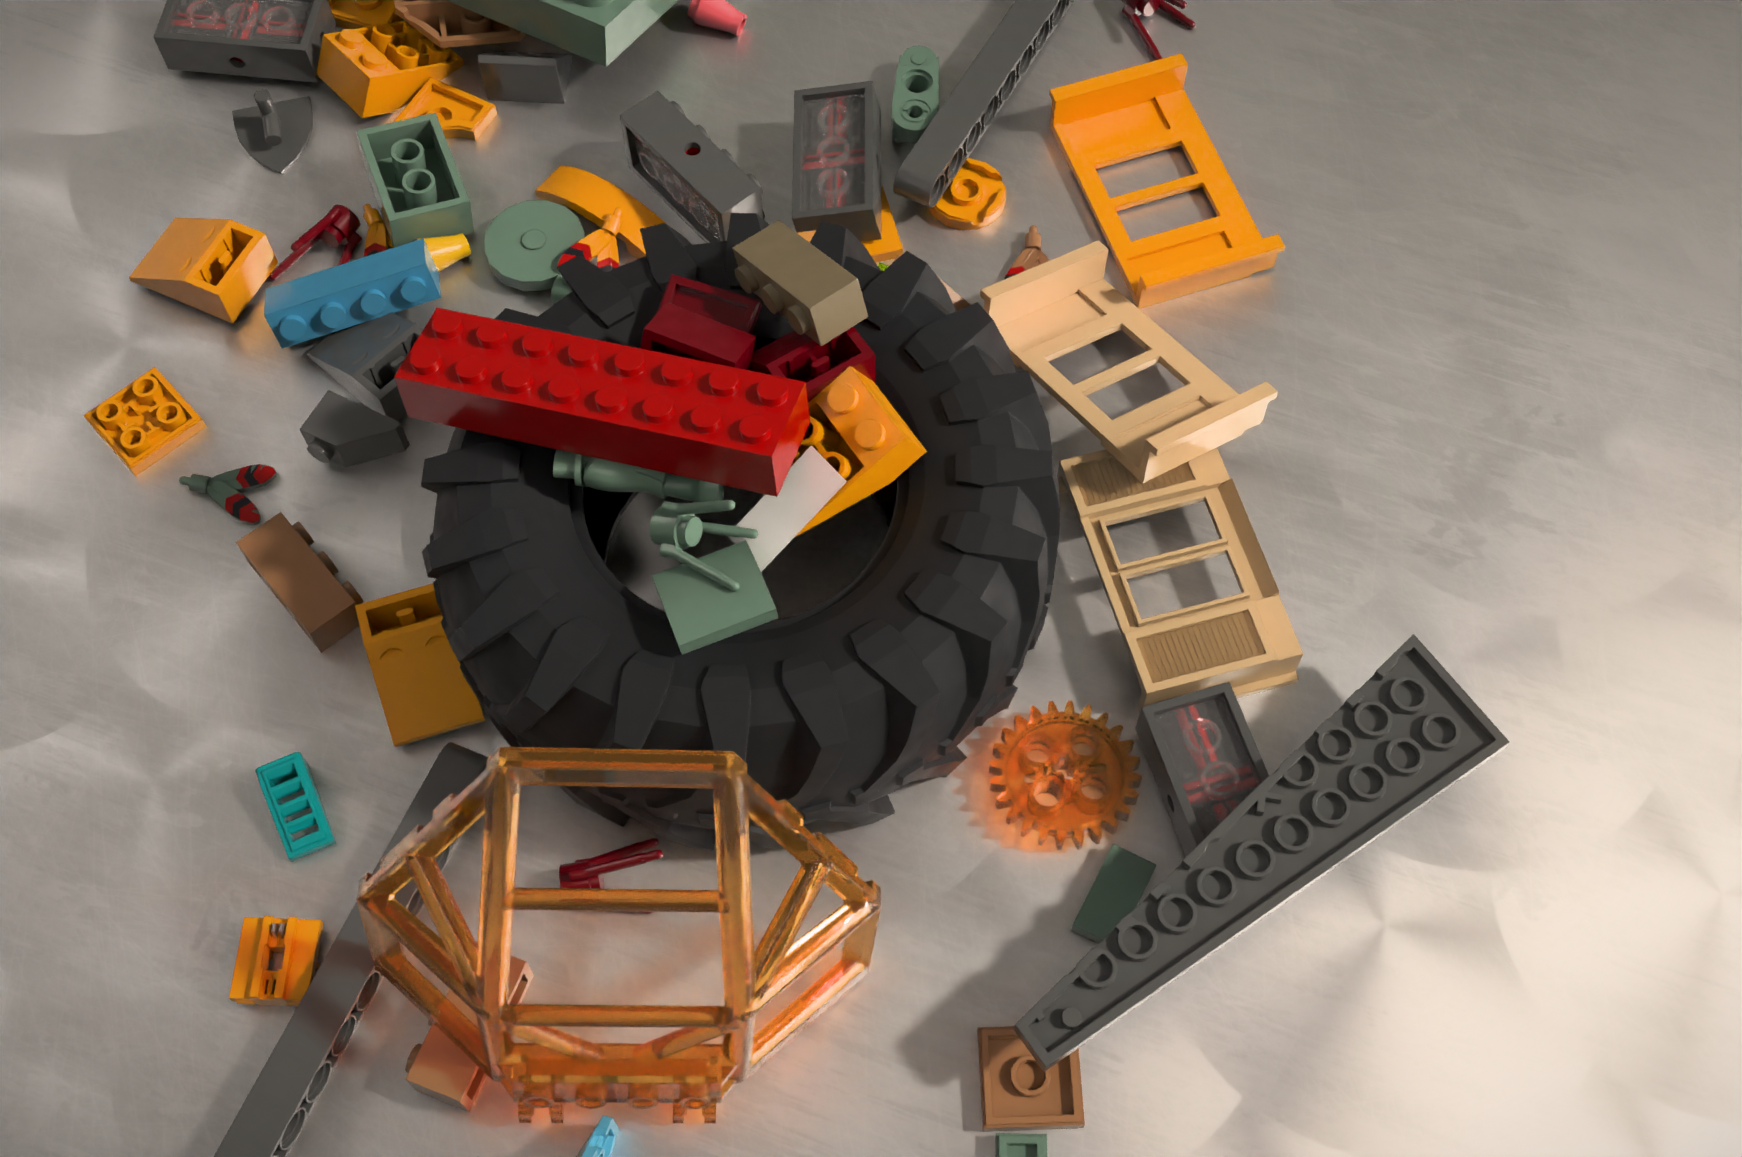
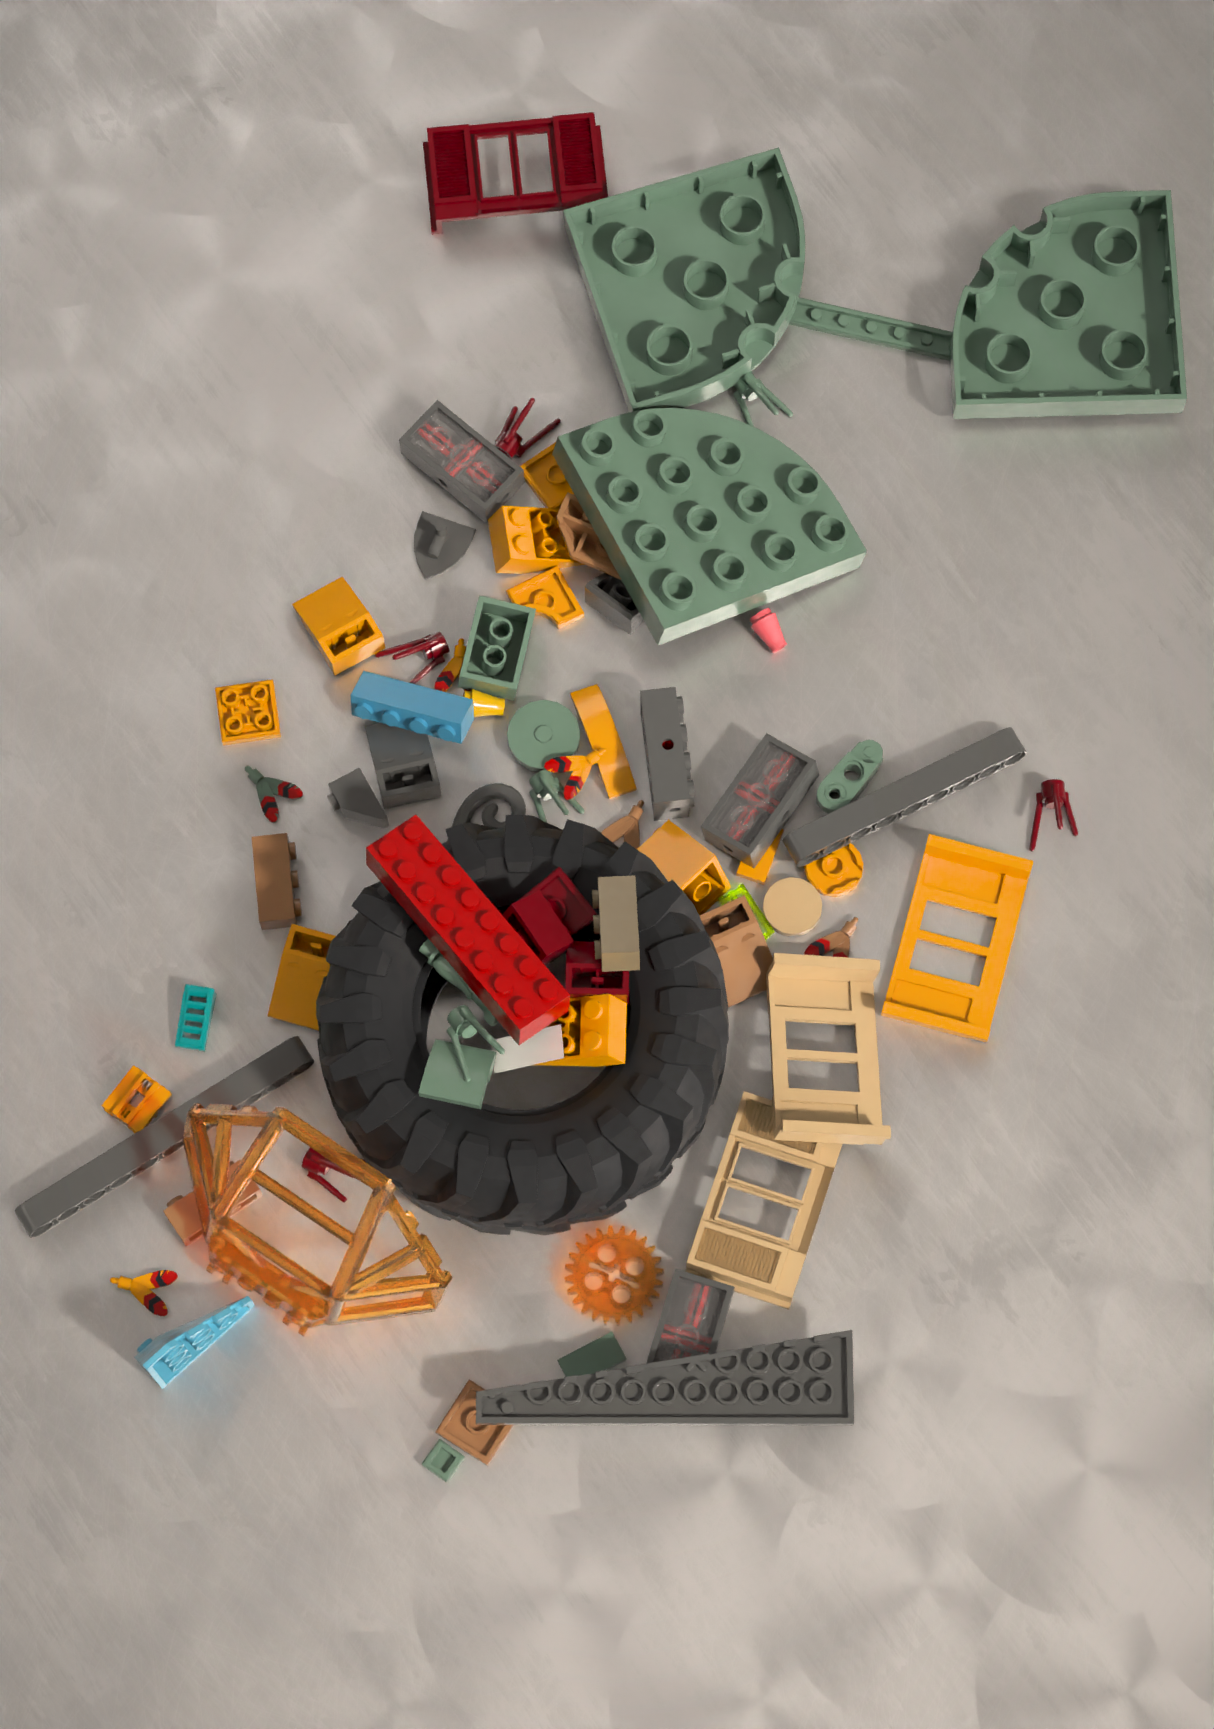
camera: 35 degrees right, 10 degrees up
(956, 253) = (792, 906): none -> tan tile

